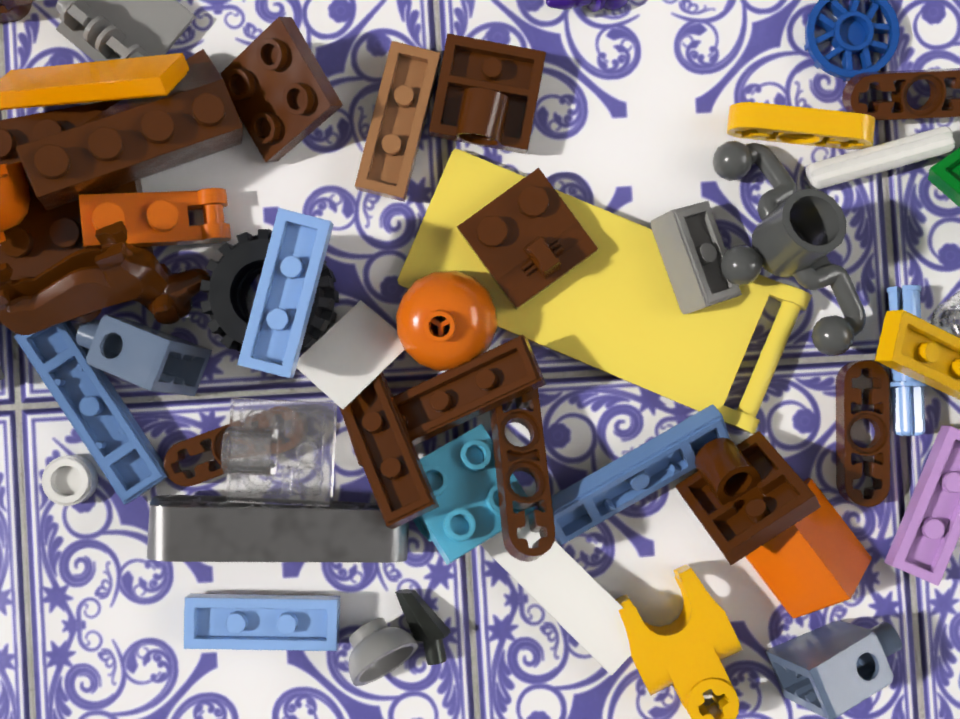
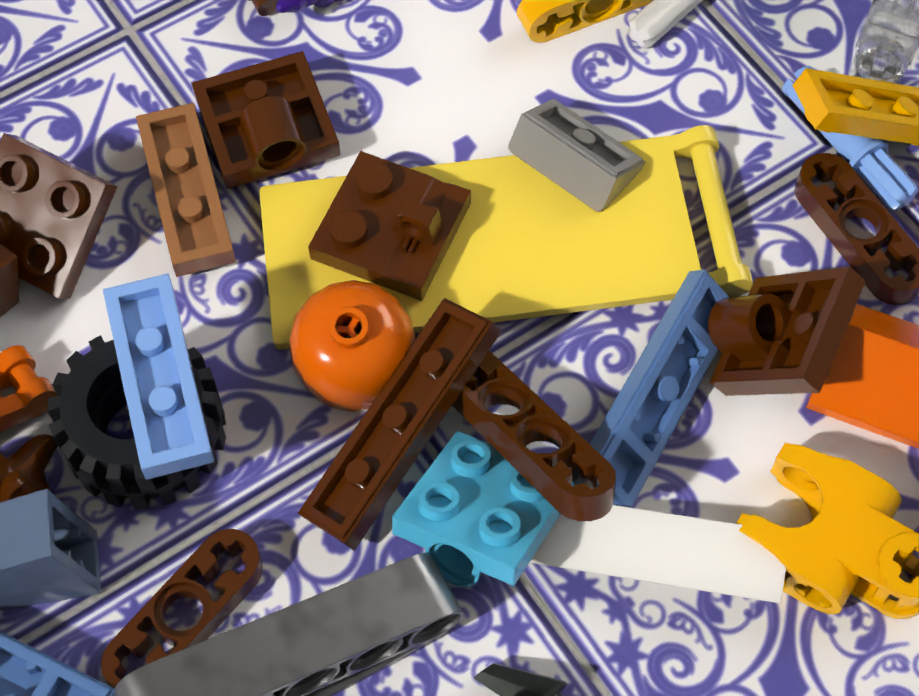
camera: 30 degrees left, 25 degrees down
(280, 452) = (240, 561): clear plate -> none
(351, 354) = (265, 428): white sticker -> none
(388, 455) = (342, 484): reddish brown tile -> none
(793, 241) = (659, 80): dark grey wheel -> none

